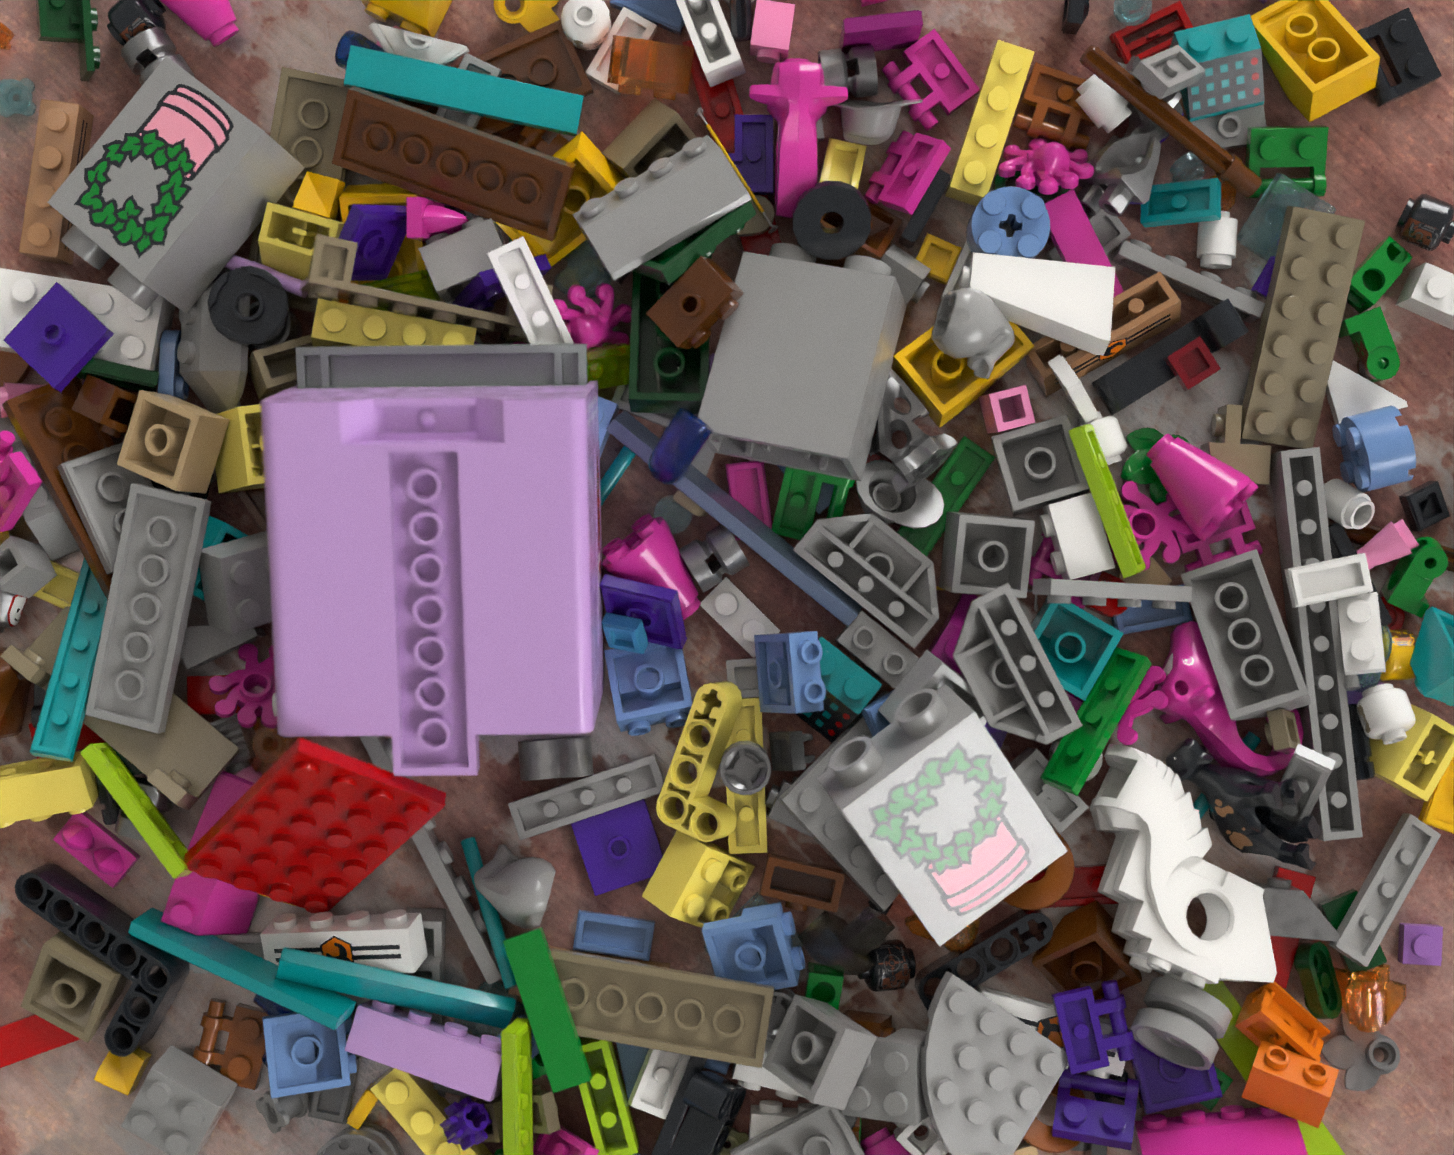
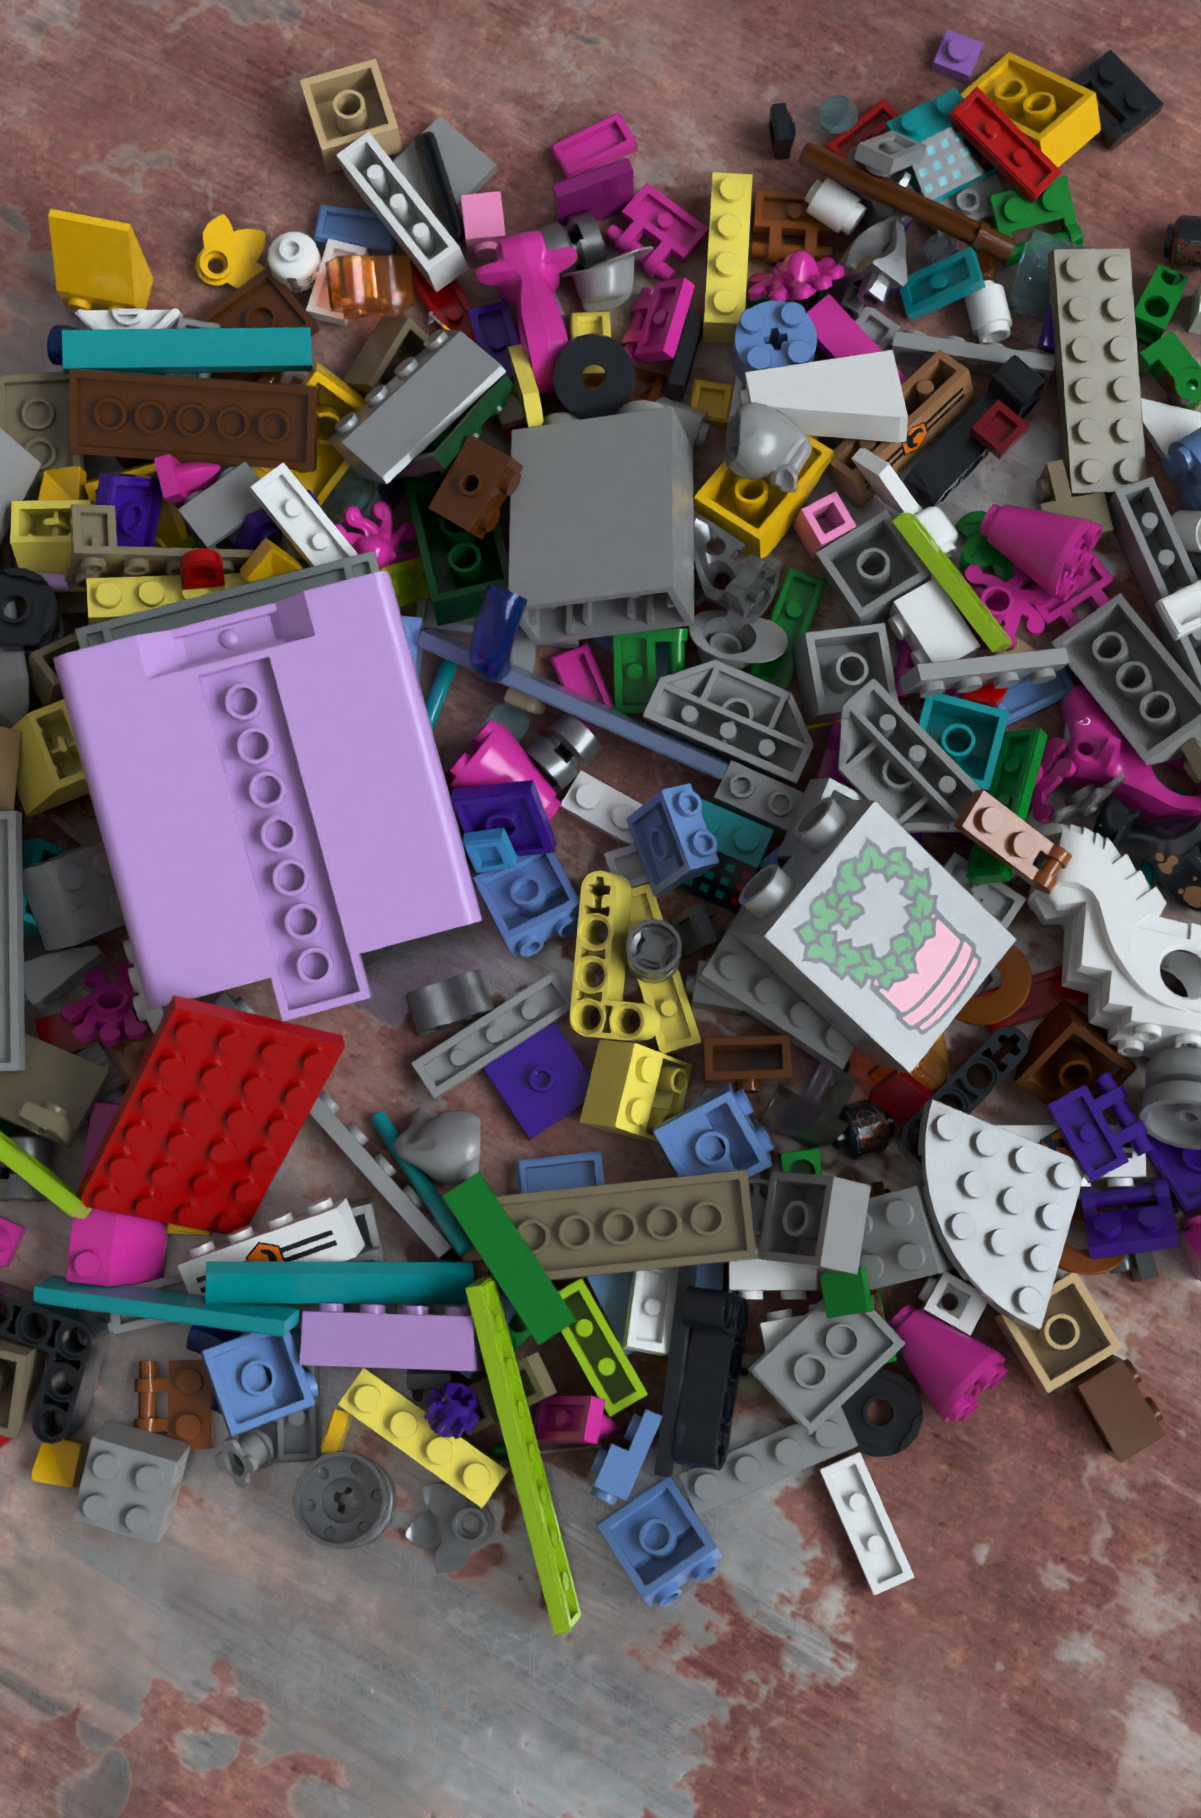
camera: 15 degrees left, 10 degrees down
(424, 320) = (201, 569): none -> red tile
(488, 327) = (268, 562): none -> yellow slope
(767, 223) = (526, 385): none -> light yellow tile
(832, 1121) = (846, 1293): none -> green tile
(925, 951) = (899, 1095): none -> dark red tile
(1089, 764) = (1012, 840): none -> plate
(1169, 734) = (1086, 801): none -> flat silver plate
(1278, 86) = (1004, 145): none -> red tile

